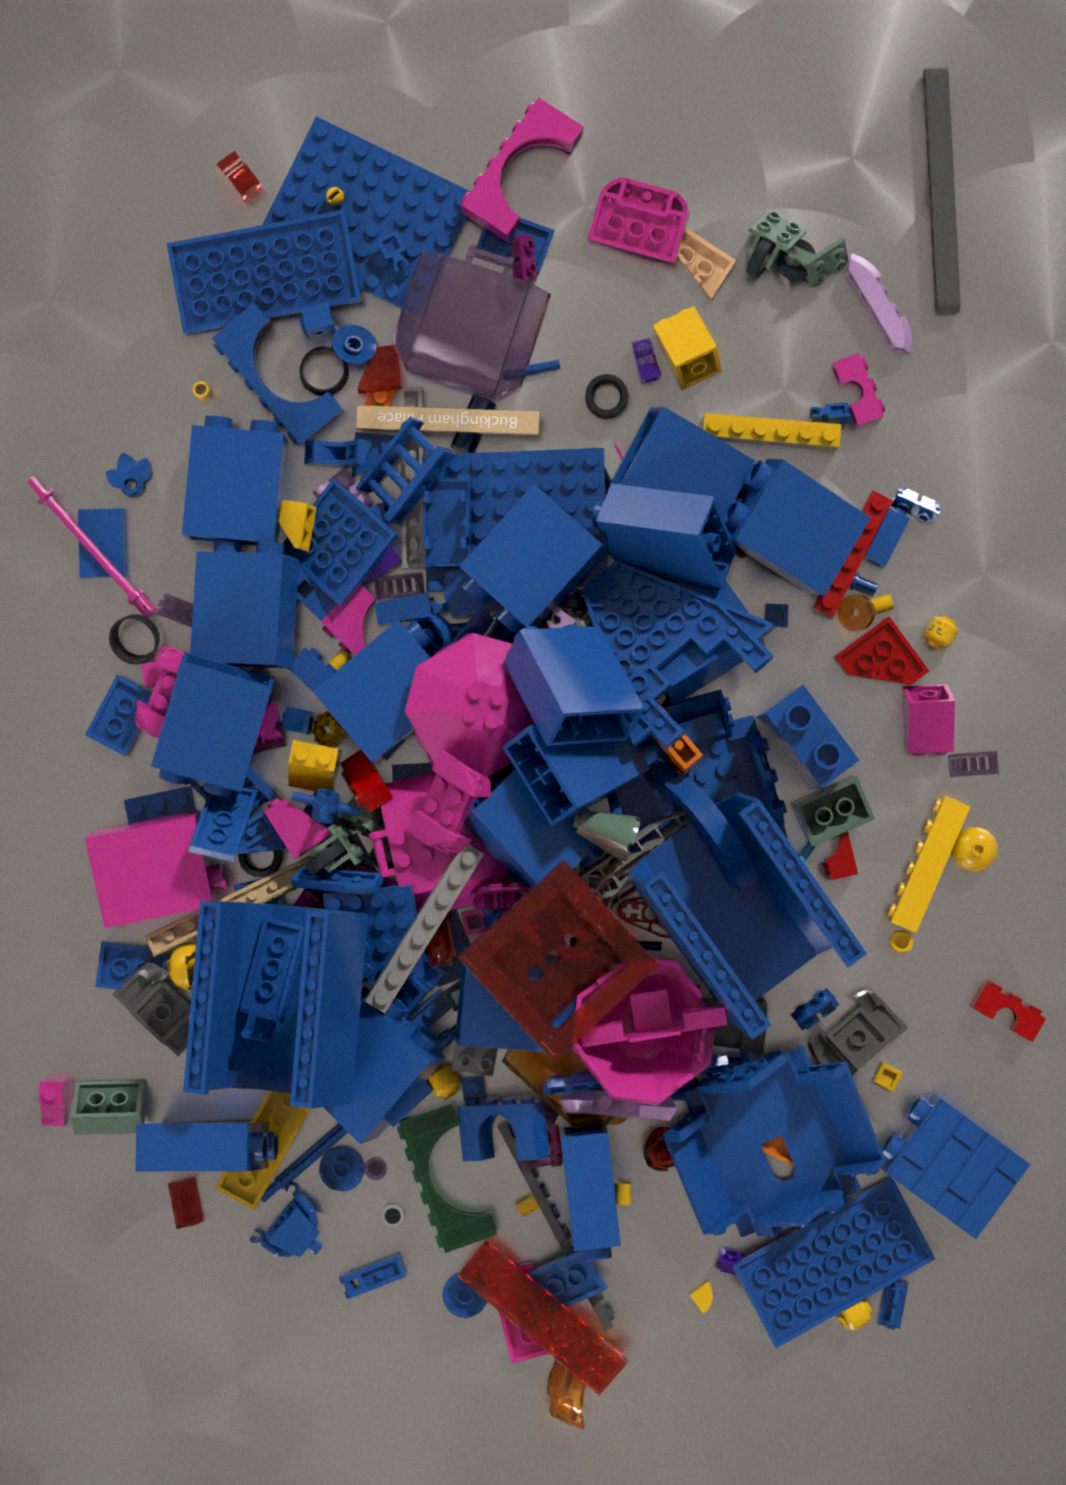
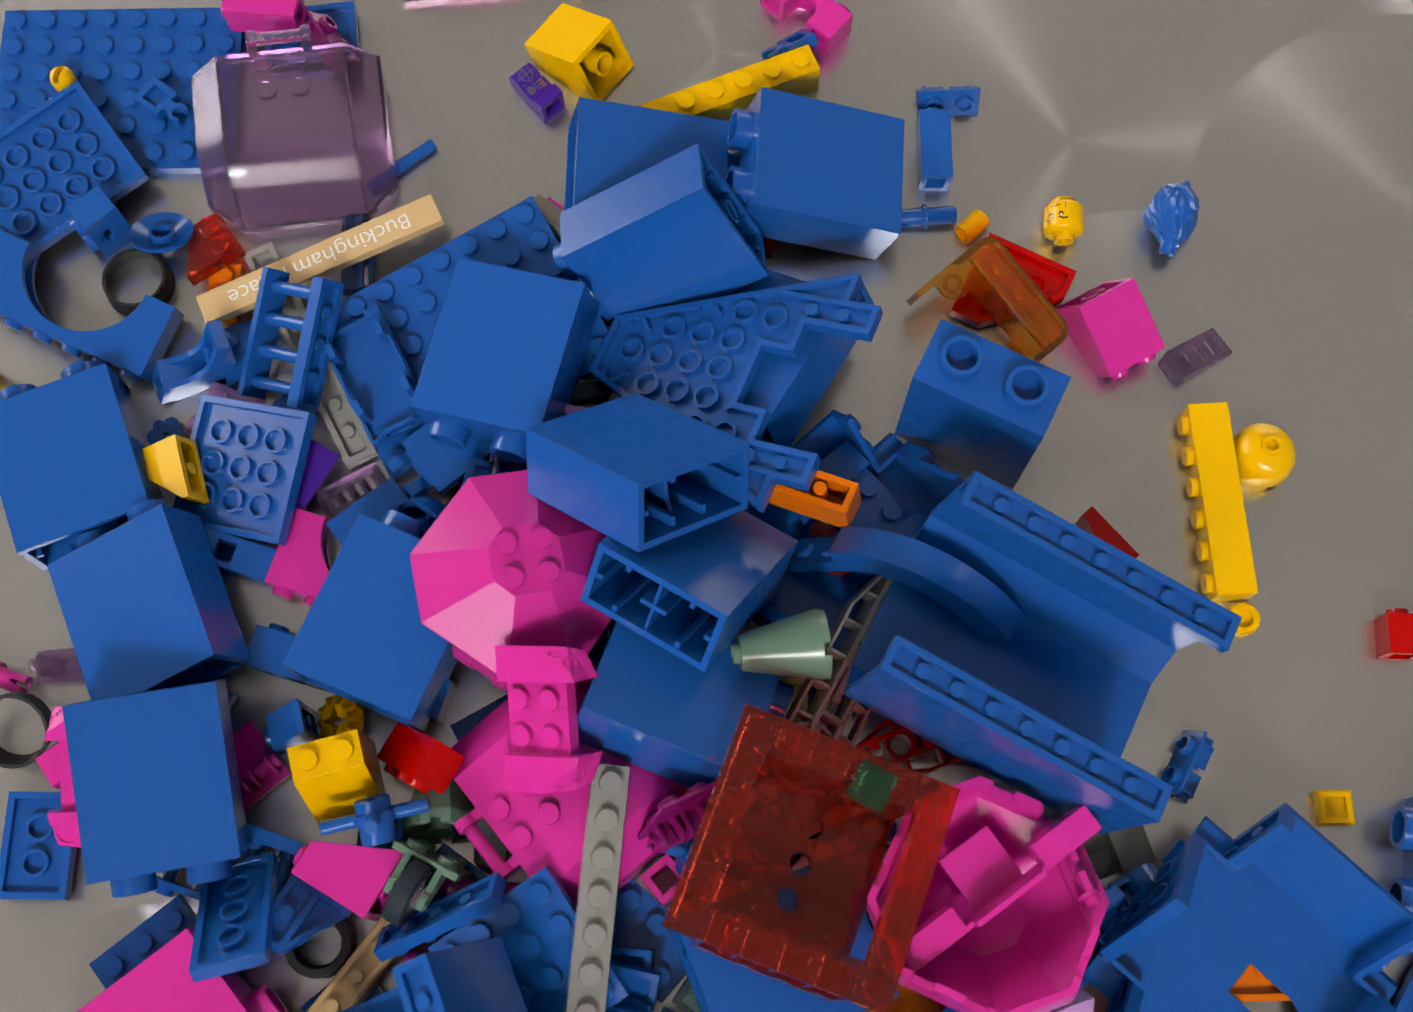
camera: 25 degrees left, 15 degrees down
(297, 481) = (162, 429): none -> blue plant
(441, 946) = (634, 936): clear red hinge -> none
(609, 940) = (871, 786): none -> clear green plate
(618, 383) = (509, 129): black tyre -> none
(833, 810) = (1069, 480): sand green slope -> none
(846, 612) = (936, 239): clear orange piece -> none
(858, 1035) = (1266, 768): dark grey piece -> none
(876, 508) = (909, 245): red plate -> none
(876, 699) = (1006, 294): none -> clear orange windscreen
(1014, 665) = (1172, 216): none -> blue hair

